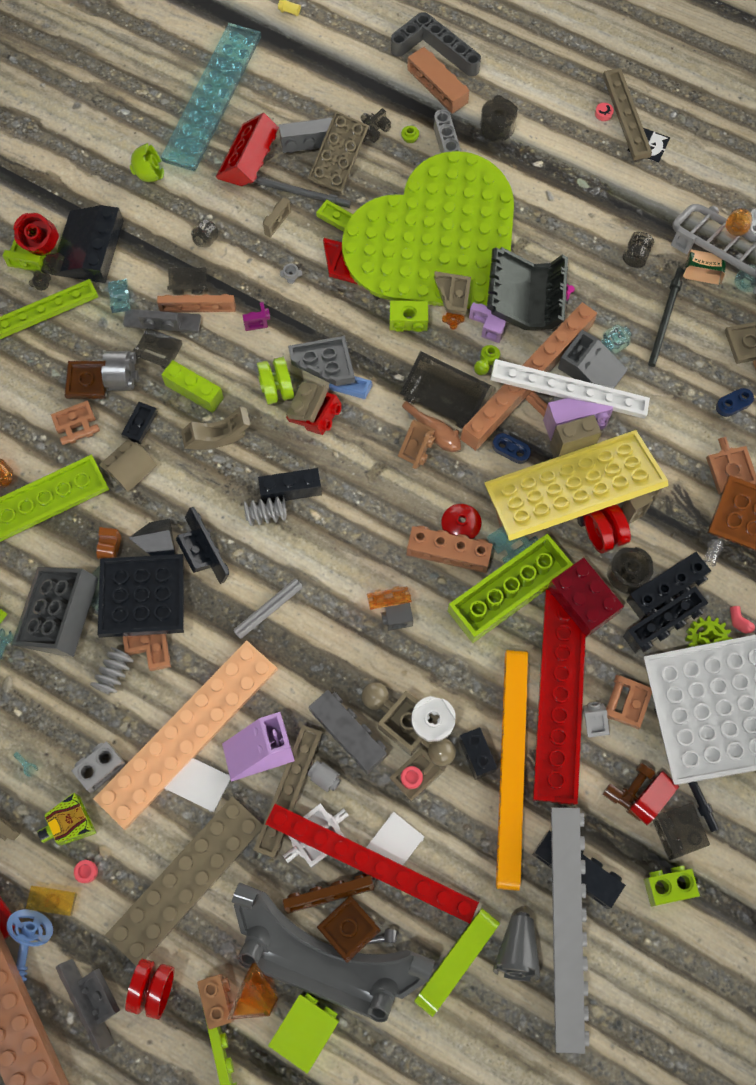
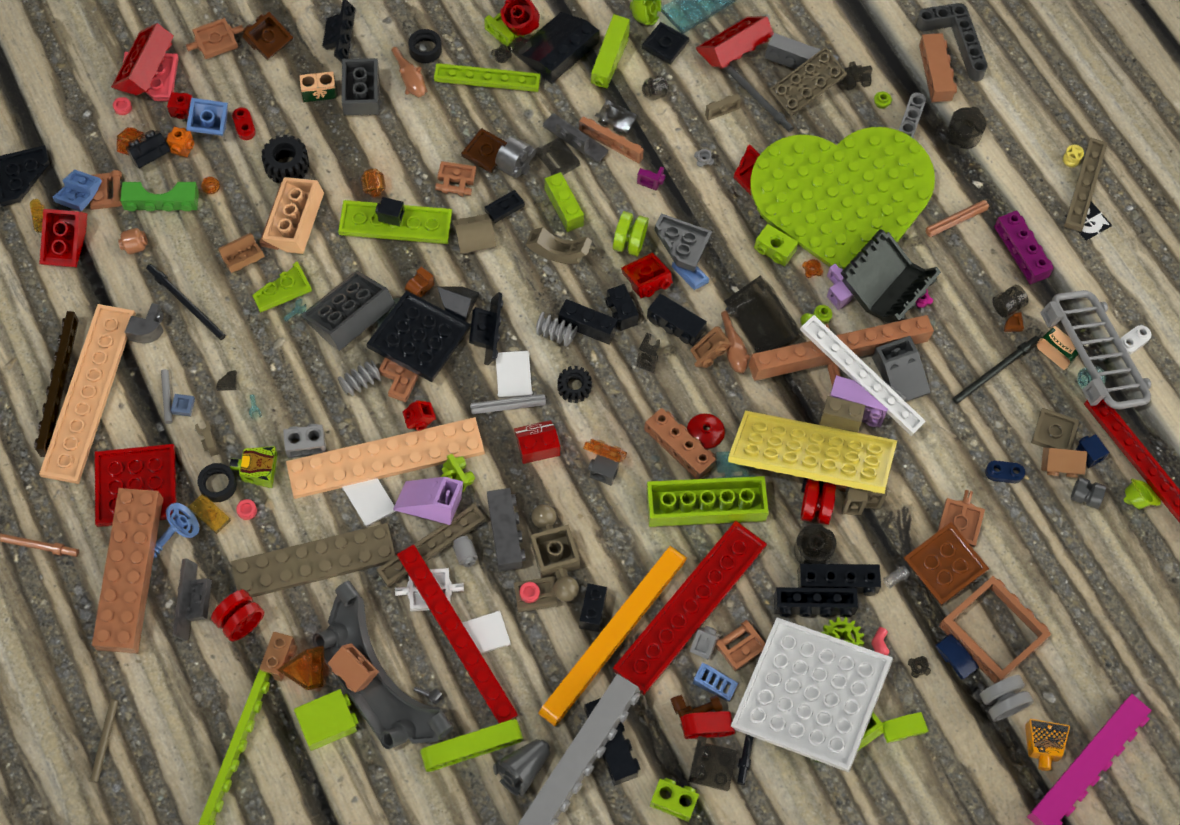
camera: 30 degrees right, 5 degrees down
(22, 857) = (211, 470): none -> black tyre
(34, 491) = (390, 211): none -> black brick
(119, 296) = (555, 100): clear light blue slope -> none
(142, 221) = (611, 51): none -> lime slope
(185, 187) = (665, 43): none -> black plate
(193, 672) = (419, 415): none -> red brick
(254, 577) = (513, 374): none -> white piece
(262, 706) = (453, 469): none -> lime hips
(298, 965) = (352, 668): none -> nougat brick
(307, 402) = (644, 265): dark tan plate -> none
(312, 453) = (622, 307): none -> black brick
(315, 540) = (580, 375): none -> black tyre
(319, 626) = (537, 441): none -> red slope
(320, 895) = (409, 636): reddish brown plate -> none
(334, 215) = (770, 129): lime plate -> none
(348, 929) = (407, 670): reddish brown plate -> none
(367, 484) = (647, 354): none -> clear smoke hinge
(368, 436) = (676, 320): none -> black brick
(427, 730) = (574, 567): white plate -> none
(453, 291) = (824, 246): dark tan wing -> none
(512, 447) = (787, 398): dark blue plate -> none
(543, 203) = (957, 218): none -> nougat axle
(585, 597) = (760, 543): dark red brick -> none
(600, 94) = (1073, 155): none -> light yellow wheel
(604, 111) = (1067, 172): coral tile -> none
(612, 754) = (704, 668): none -> medium blue slope
(615, 196) = (1024, 247): none -> magenta brick
(616, 338) = (938, 362): clear light blue head -> none
(652, 267) = (1014, 323): none -> dark orange tile
(739, 222) = (1113, 326): clear orange head -> none

